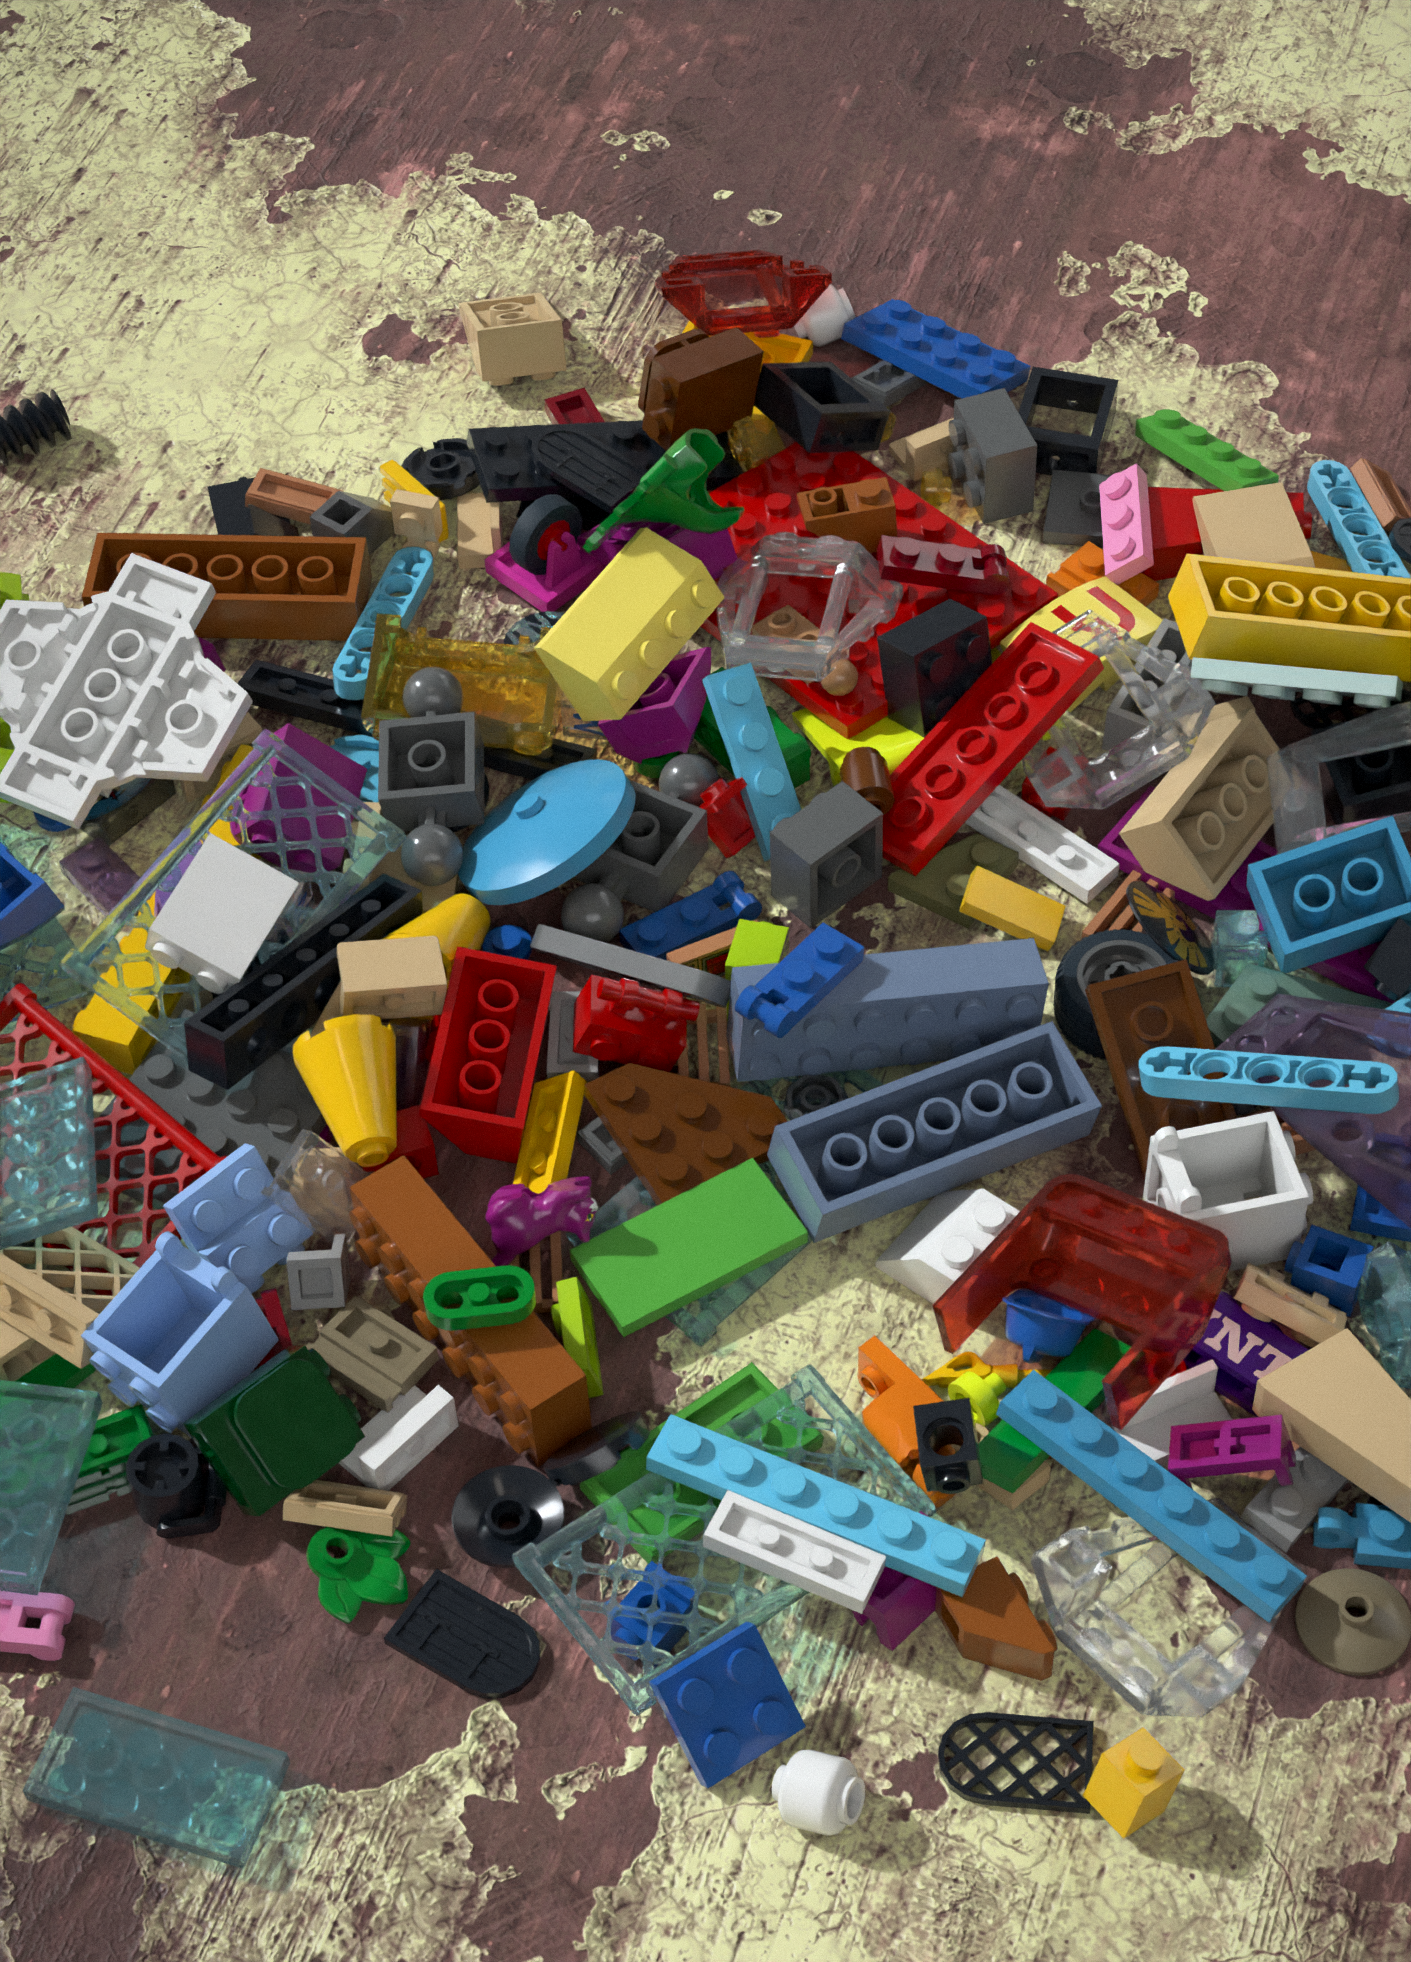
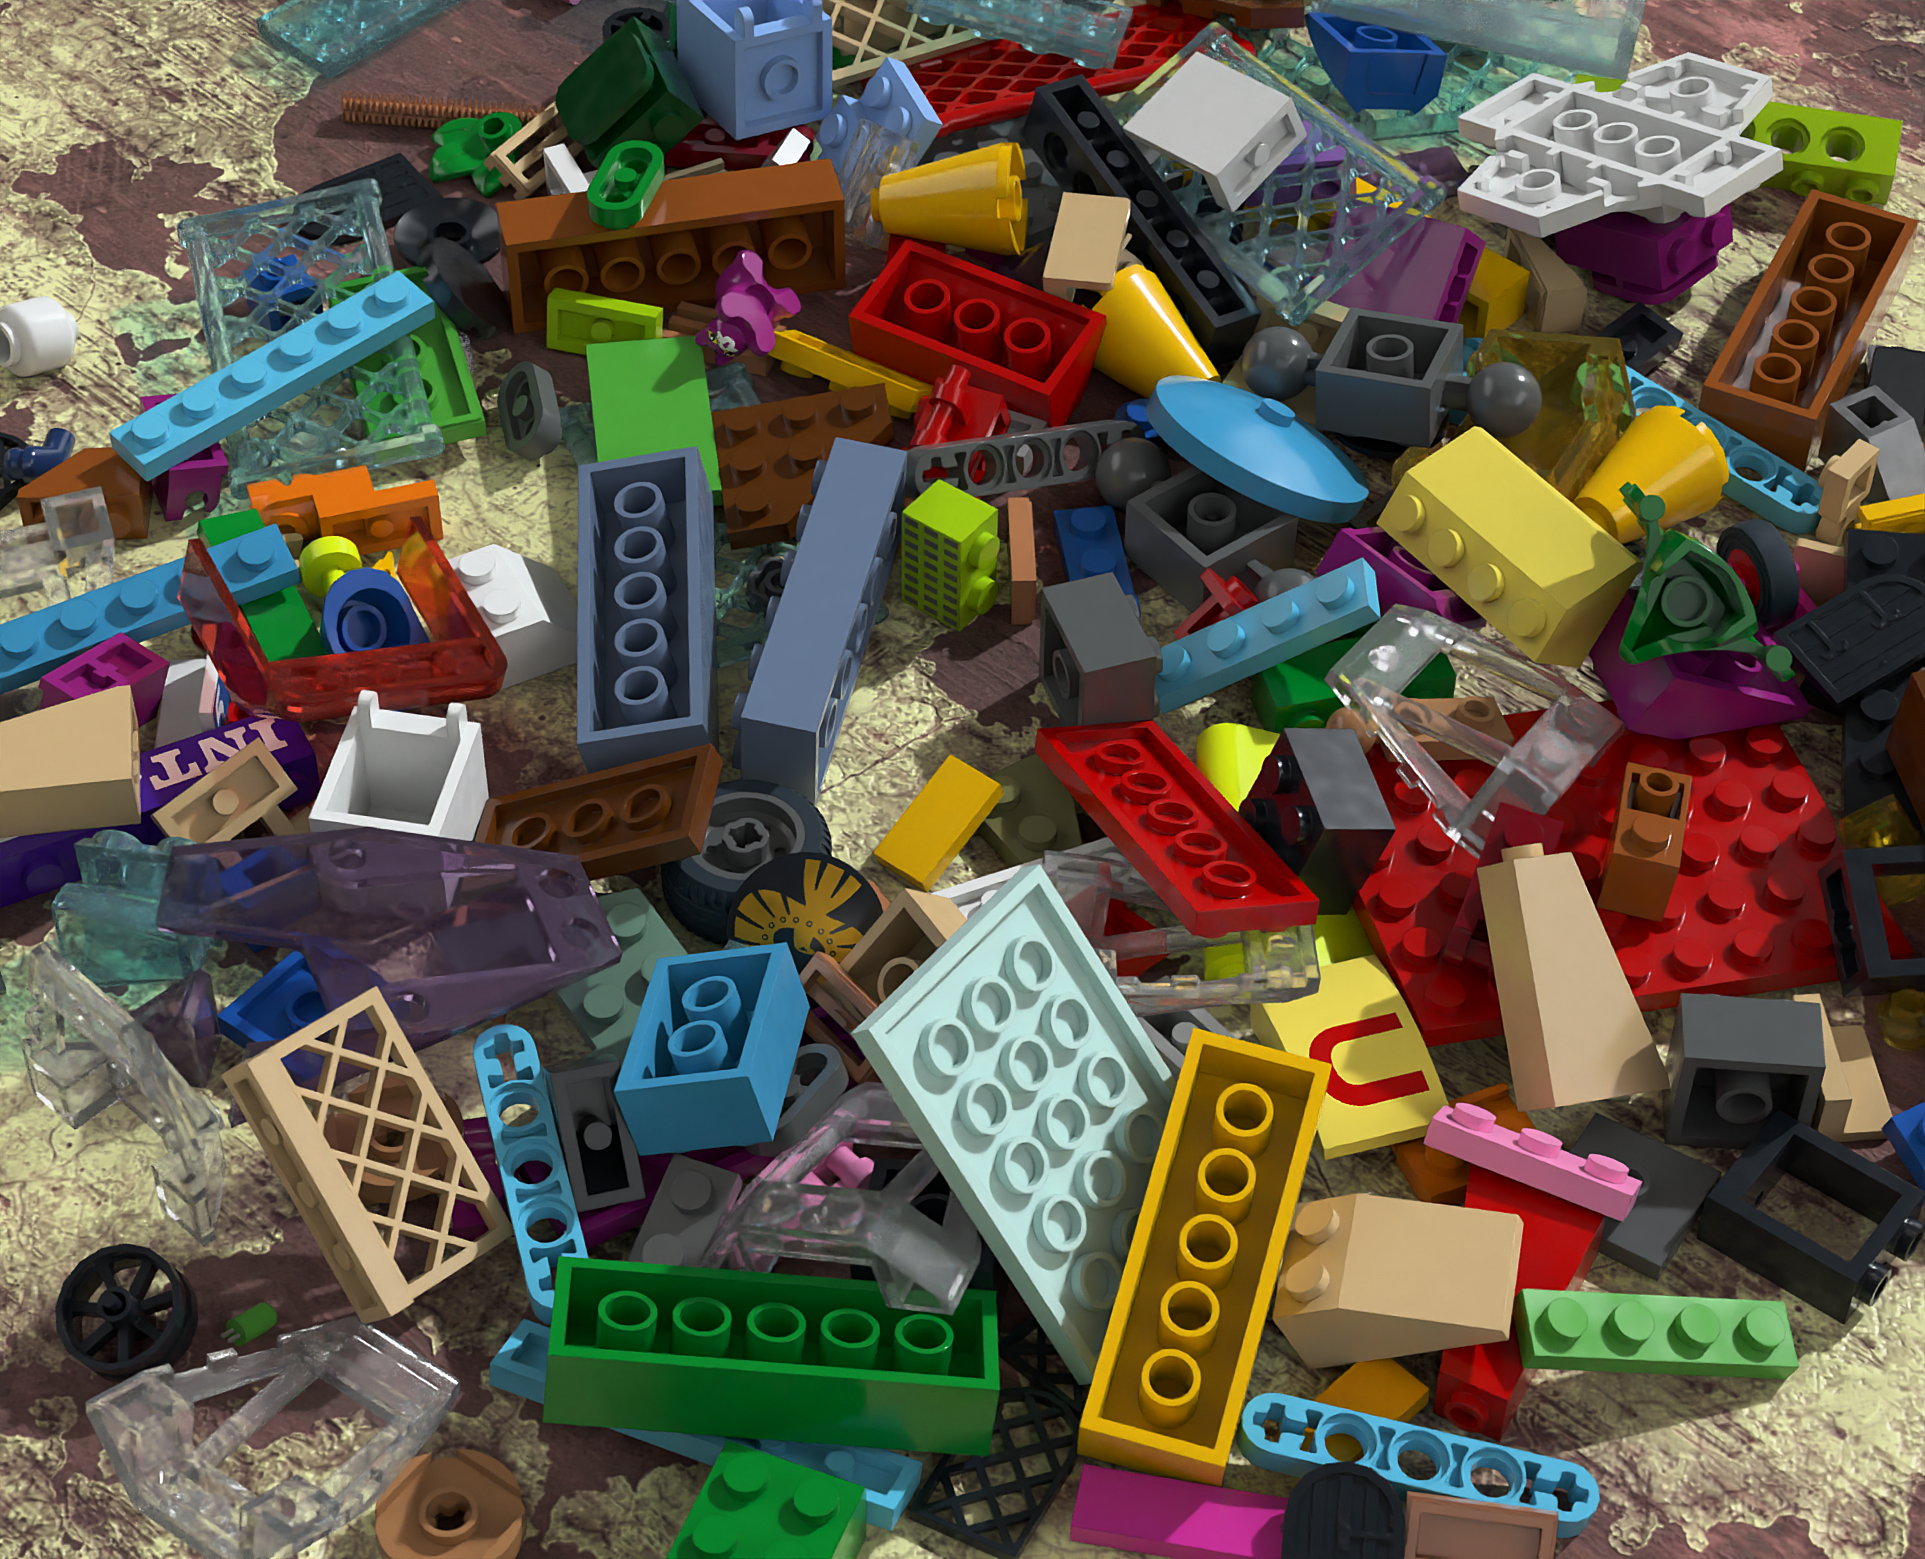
camera: 110 degrees right, 5 degrees down
(308, 1625) = (427, 114): none -> nougat axle
(466, 612) = (1663, 459): none -> yellow cone
(709, 1350) = (529, 411): none -> dark grey plate
(727, 1704) = (149, 295): blue plate -> none
(794, 1551) = (232, 338): white plate -> none
(800, 980) = (847, 487): blue plate -> none
(869, 776) = (1172, 716): reddish brown brick -> none
(943, 1425) = (258, 472): black brick -> none
(958, 1697) = (37, 460): none -> dark blue arm
(1009, 522) = (1561, 987): none -> tan slope
(1167, 1068) = (462, 859): medium azure beam -> none
(1234, 862) = (824, 964): none -> nougat tile

